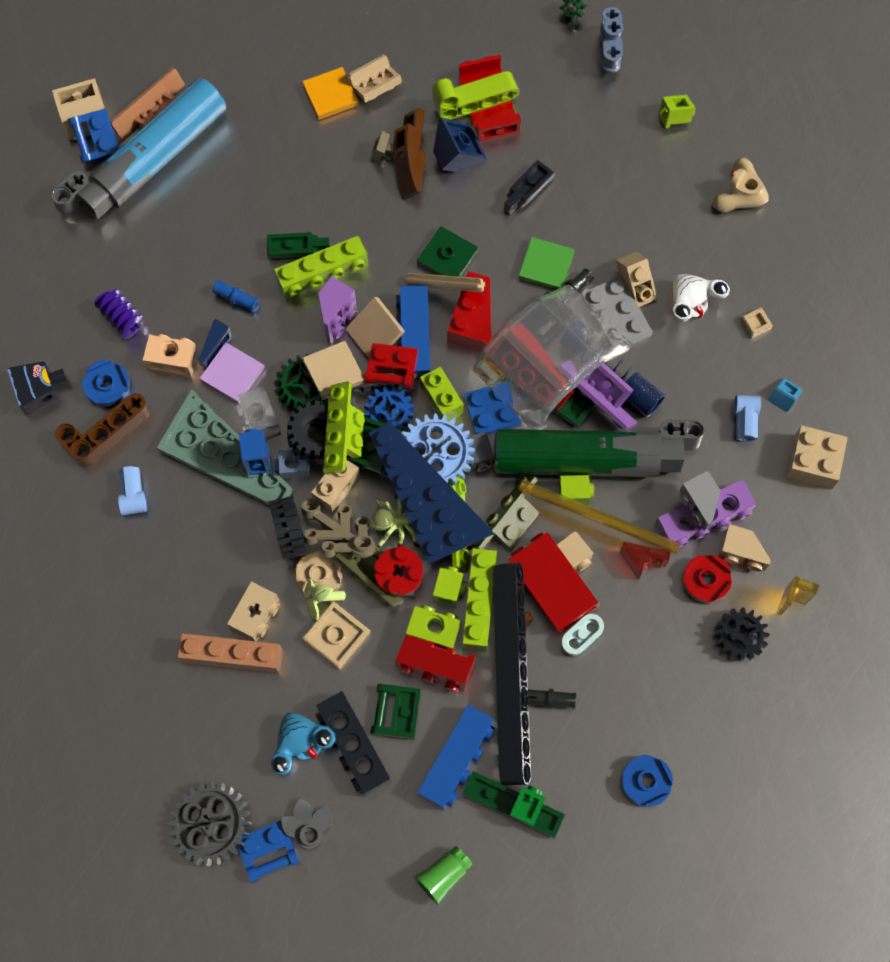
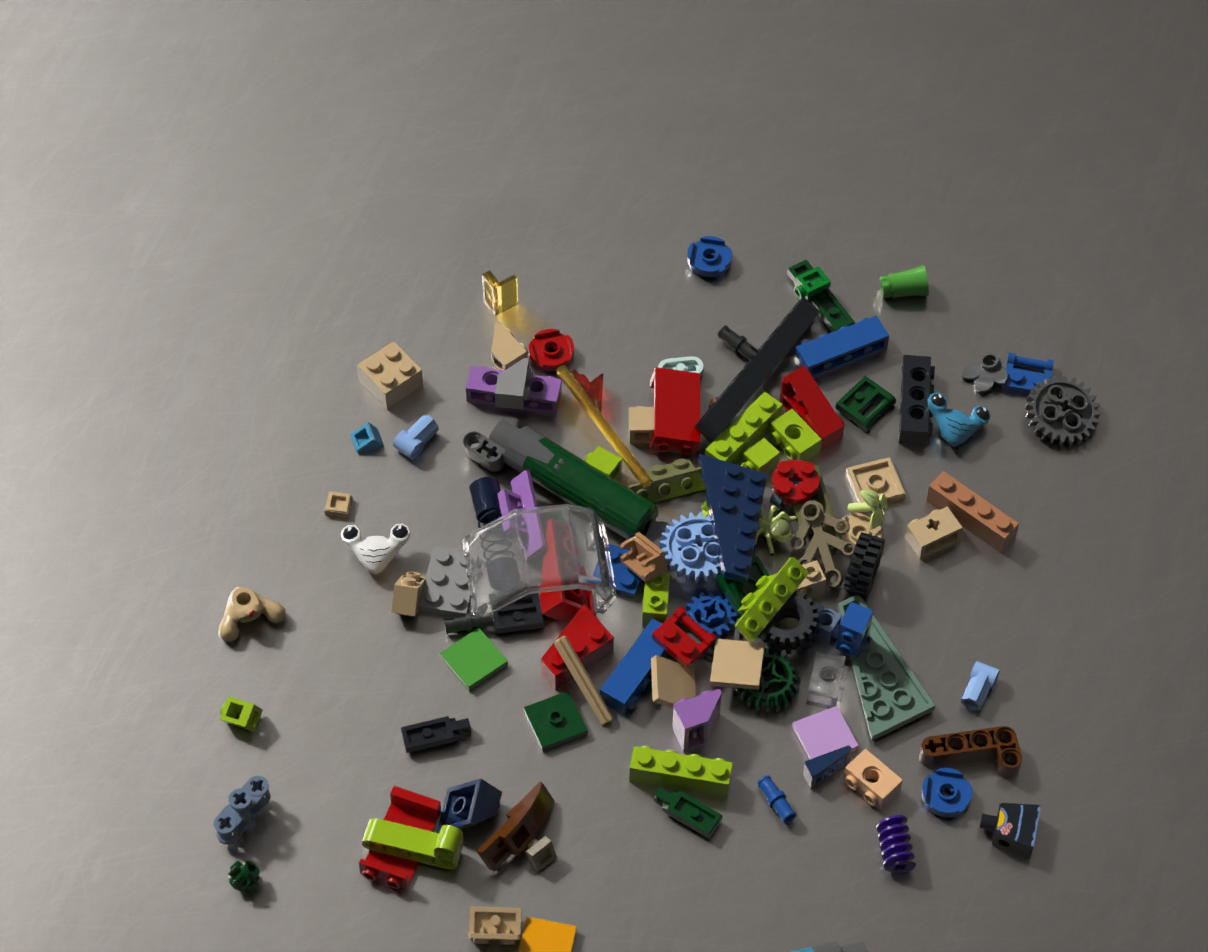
camera: 145 degrees left, 15 degrees down
(472, 410) = (644, 557): none -> medium nougat hinge
(738, 624) = (559, 299): black gear -> none

